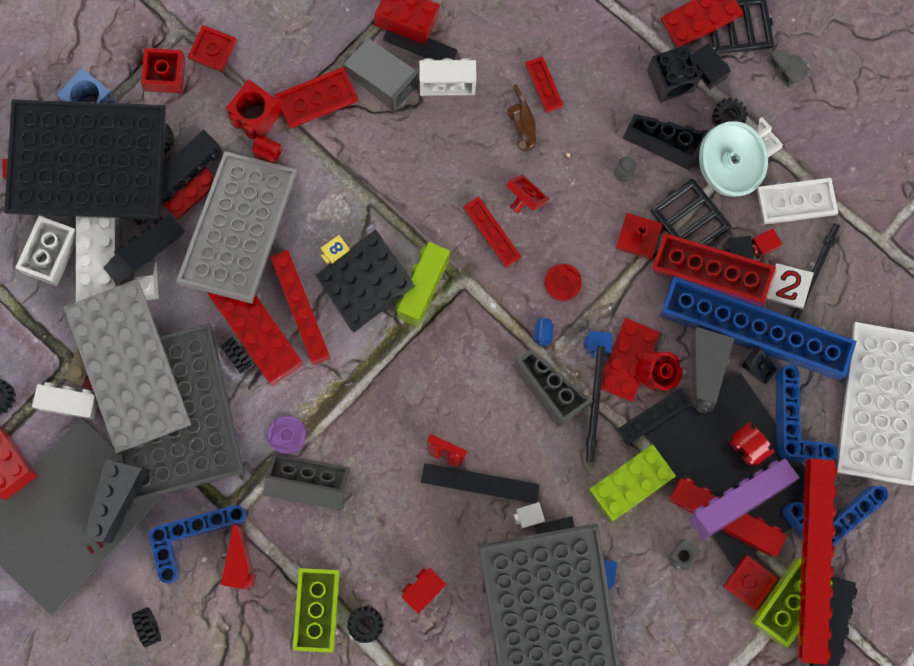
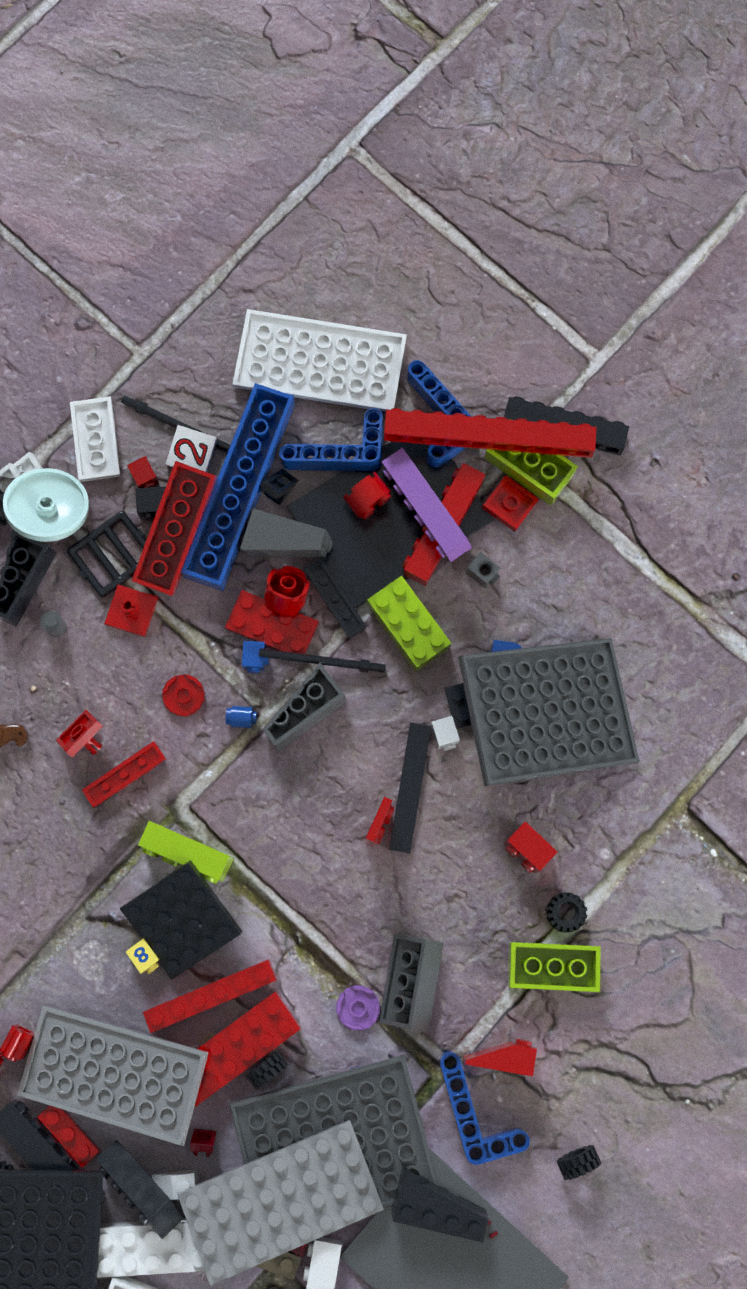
camera: 85 degrees left, 0 degrees up
(180, 302) = (203, 1141): none -> dark red tile

